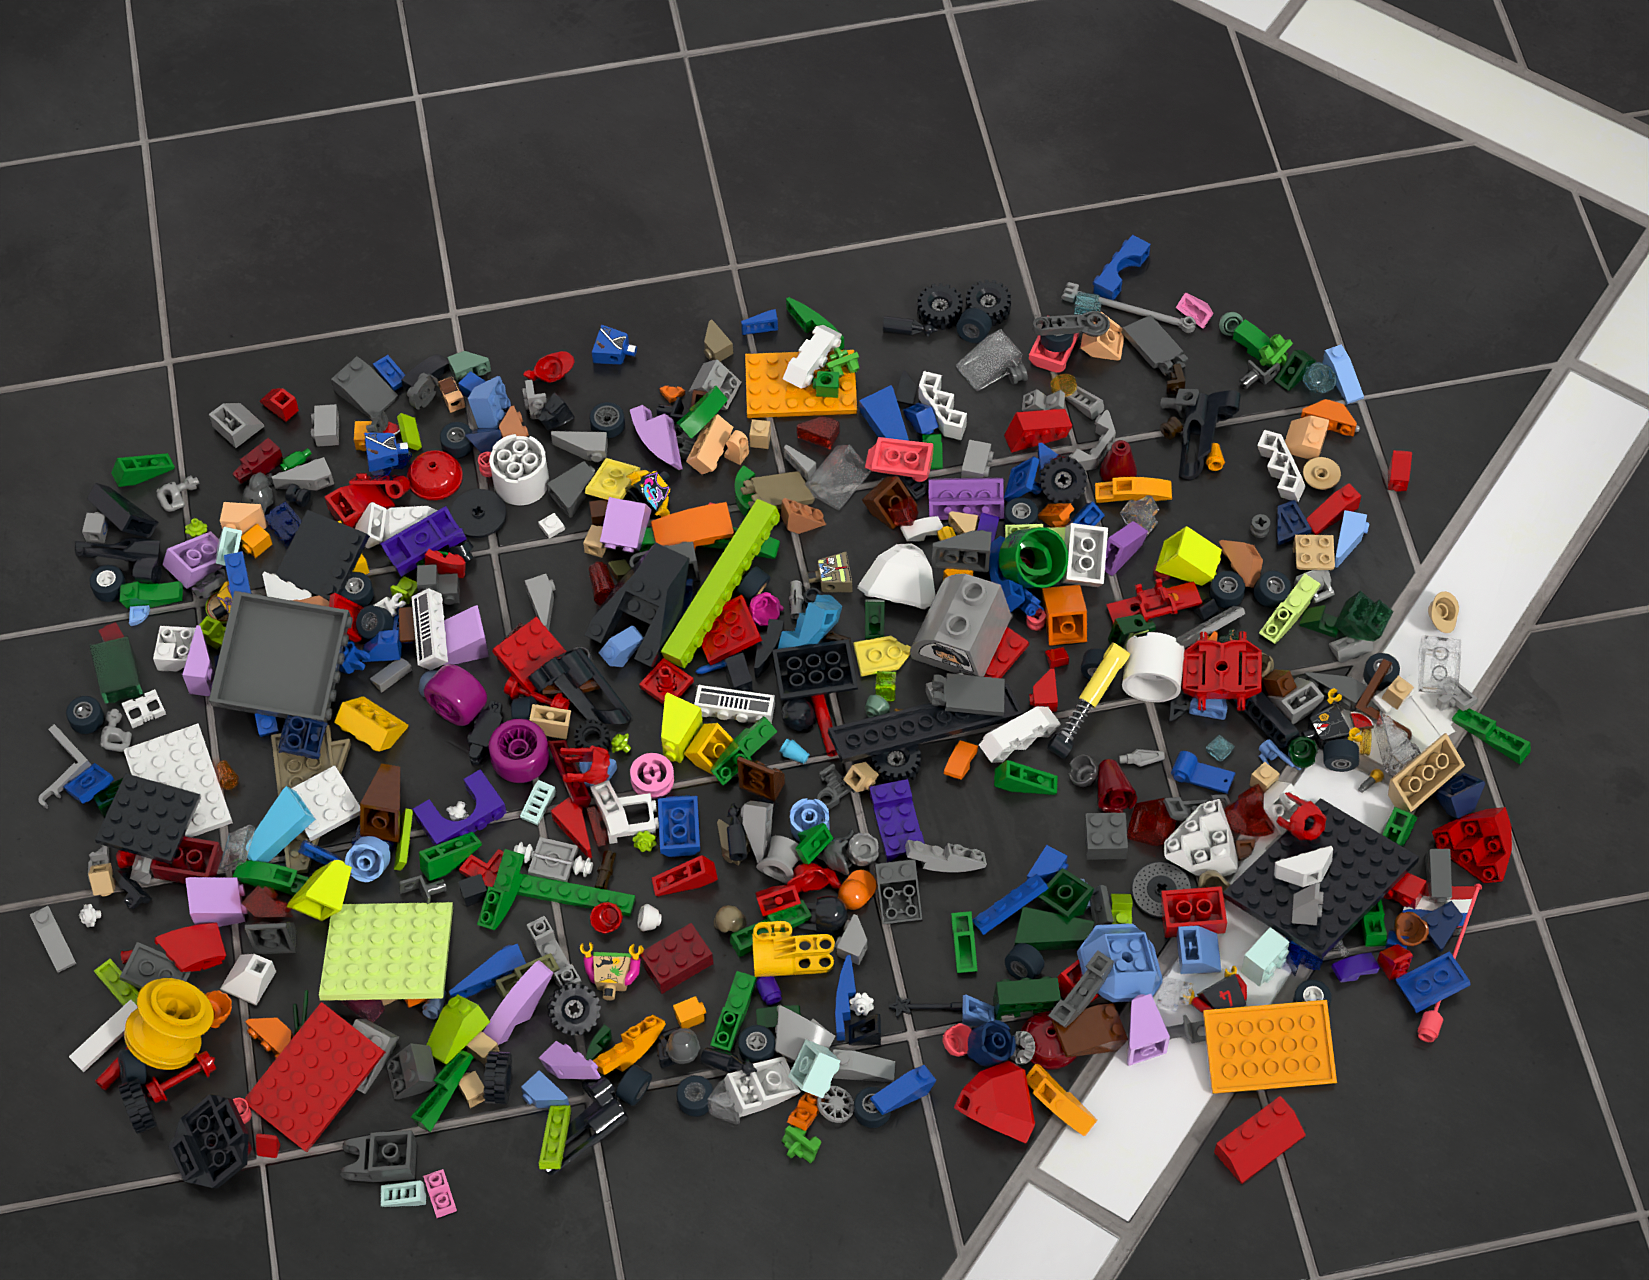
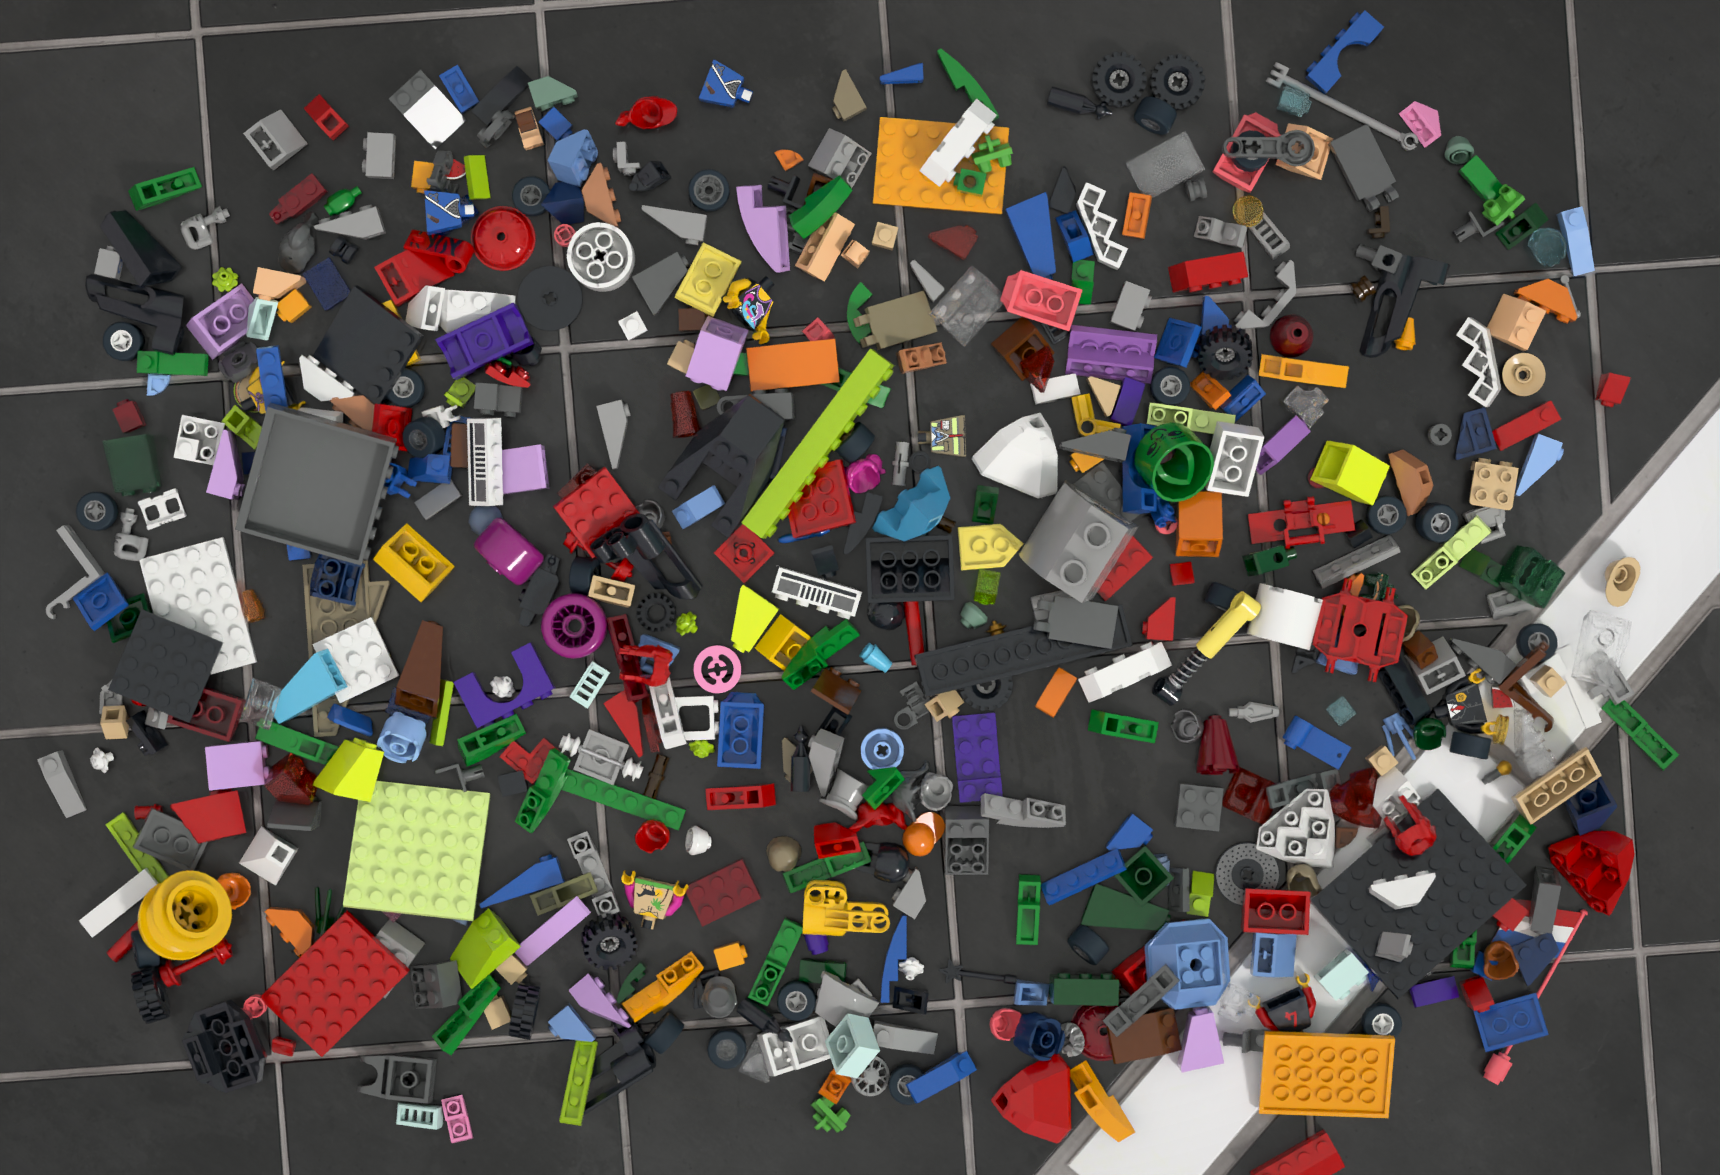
camera: 10 degrees right, 30 degrees up
(971, 397) = (1137, 215): none -> orange plate

